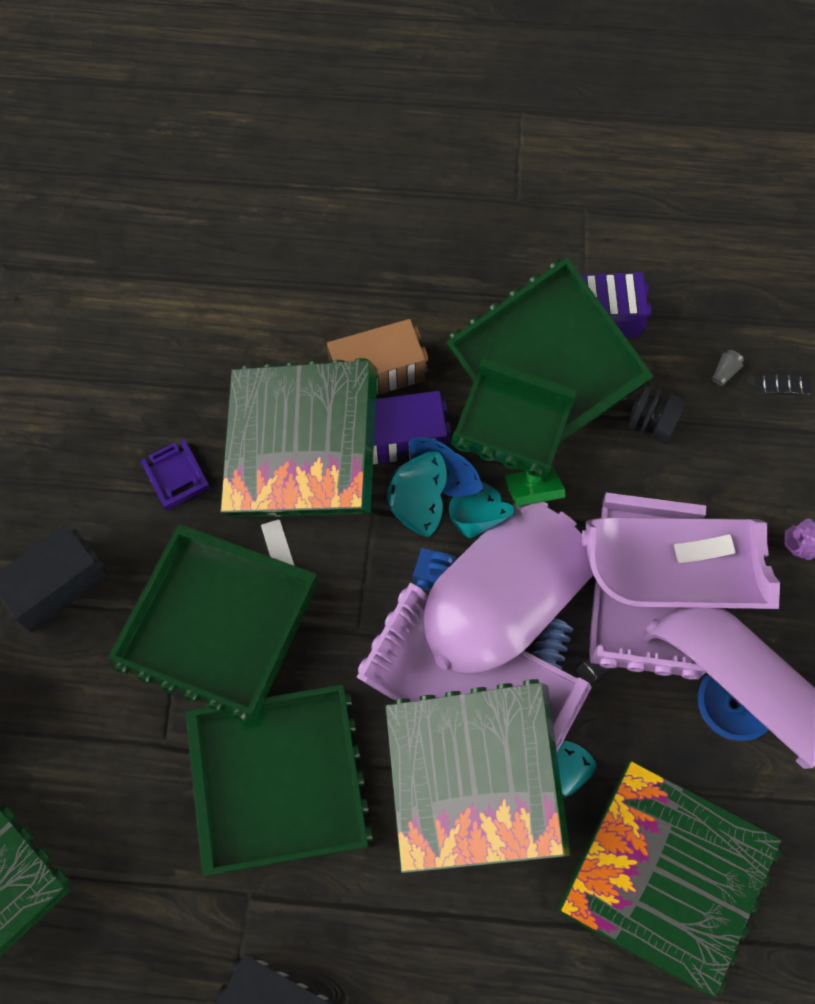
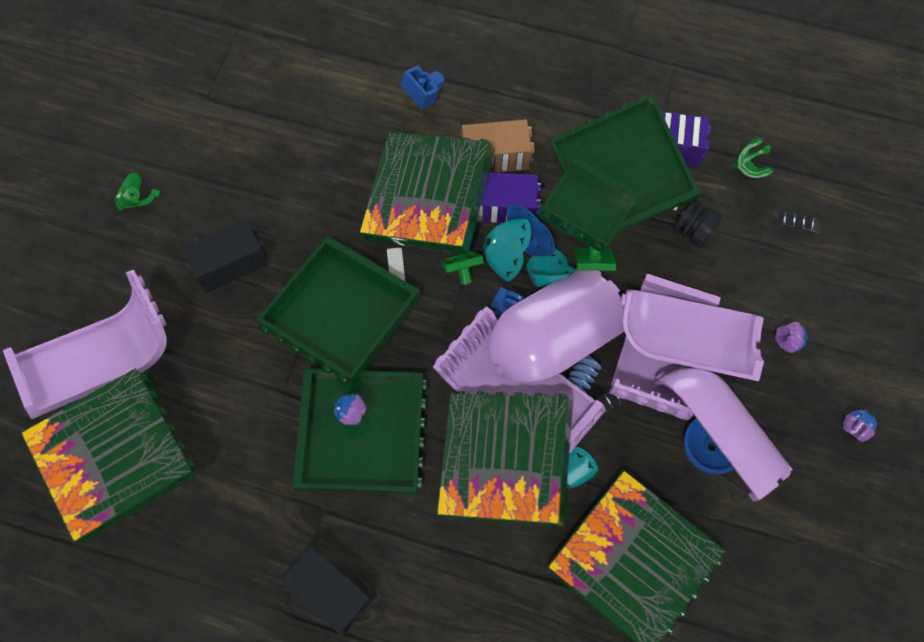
camera: 10 degrees right, 0 degrees up
(174, 471) = (332, 199): dark purple container -> none
(257, 755) = (349, 409): none -> piece
(262, 297) = (422, 86): none -> blue brick
(364, 527) = (462, 263): none -> green tile
(697, 316) = (744, 160): none -> green helmet
(704, 549) = (712, 329): white sticker -> none
(728, 365) = (759, 200): dark grey cone -> none

